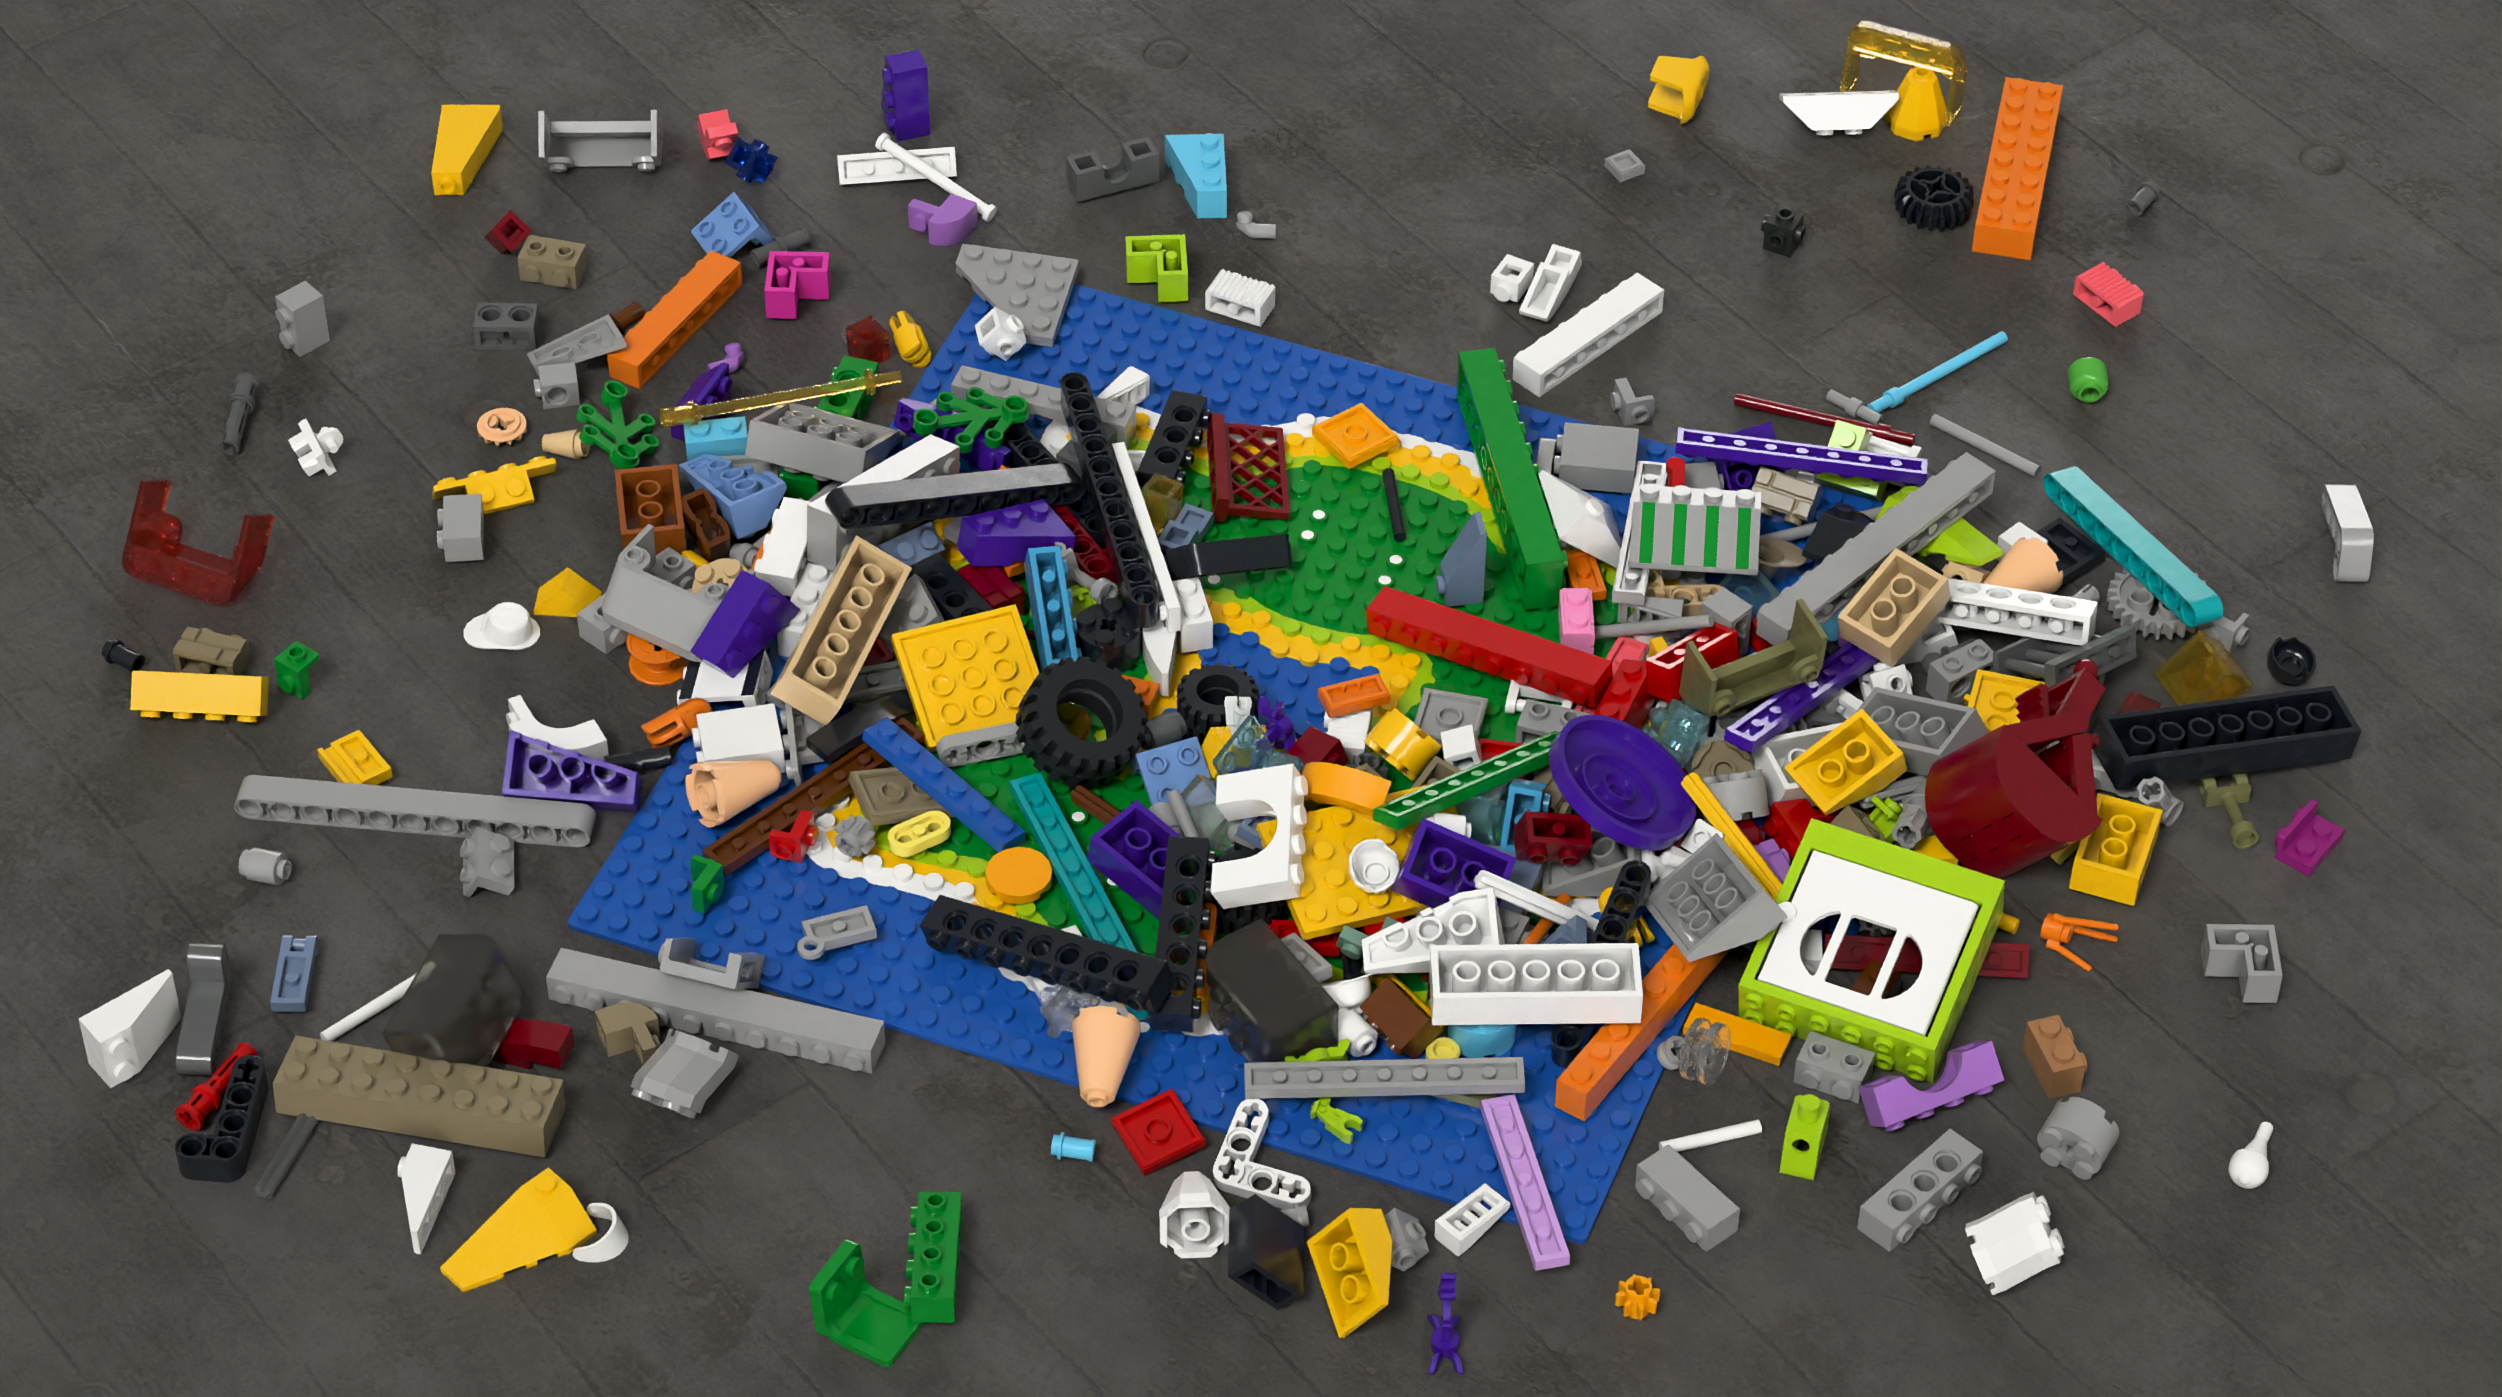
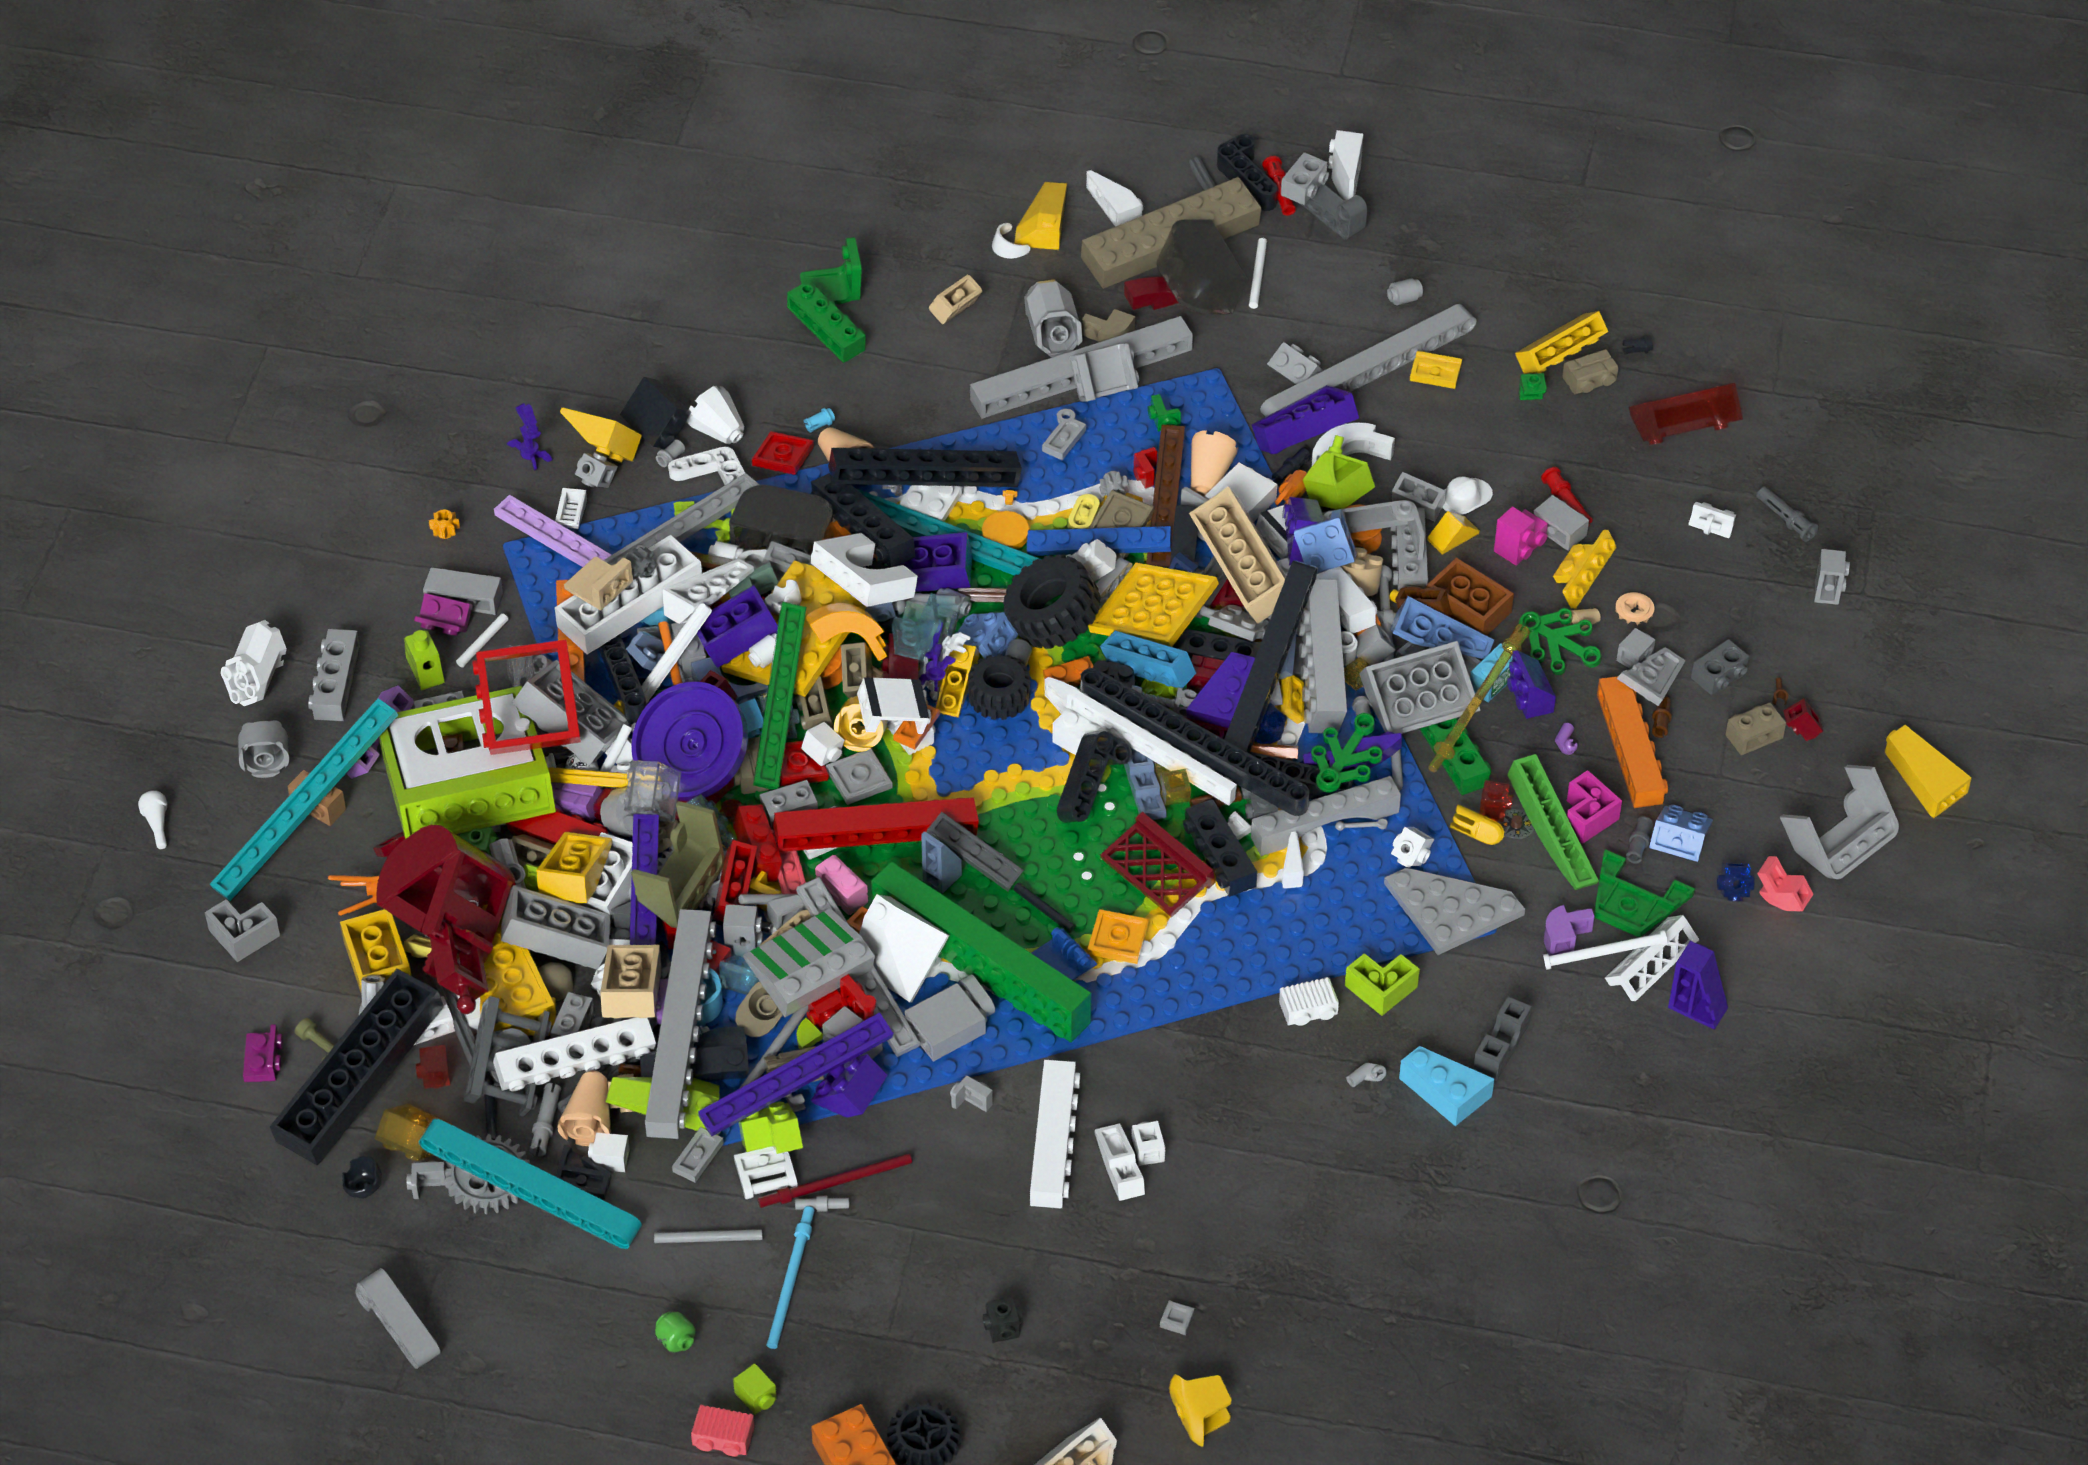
camera: 140 degrees right, 5 degrees up
(204, 1033) = (1304, 178): none -> light grey brick
(294, 973) = (1318, 256): sand blue plate -> none
(410, 566) = (1562, 490): none -> red pin
(487, 282) = (1780, 693): none -> reddish brown hand
(520, 542) = (1519, 535): none -> dark pink brick
(563, 634) = (1420, 493): none -> light grey brick
(626, 688) = (1337, 479): none -> lime piece
(740, 559) = (1326, 543): none -> medium blue bracket
(761, 1177) = (955, 299): none -> tan brick
(841, 298) = (1550, 821): none -> bright green slope
(861, 205) = (1630, 906): none -> green wing
(896, 690) = (1182, 563): none -> dark blue tile
(993, 749) = (1096, 559): none -> white brick
(1377, 678) = (893, 701): none -> white panel
(1416, 569) = (975, 851): none -> dark grey tile
(1428, 450) = (1065, 955): none -> blue hinge
(1508, 961) = (641, 561): none -> dark grey gear
(1571, 968) = (600, 582): none -> tan bracket
(1713, 750) = (652, 789): none -> clear slope
(1723, 872) = (530, 742): none -> red window
(1739, 1177) = (444, 613): none -> magenta bracket
(2052, 306) = (755, 1389): none -> lime brick
(2080, 1020) = (303, 799): none -> teal plate

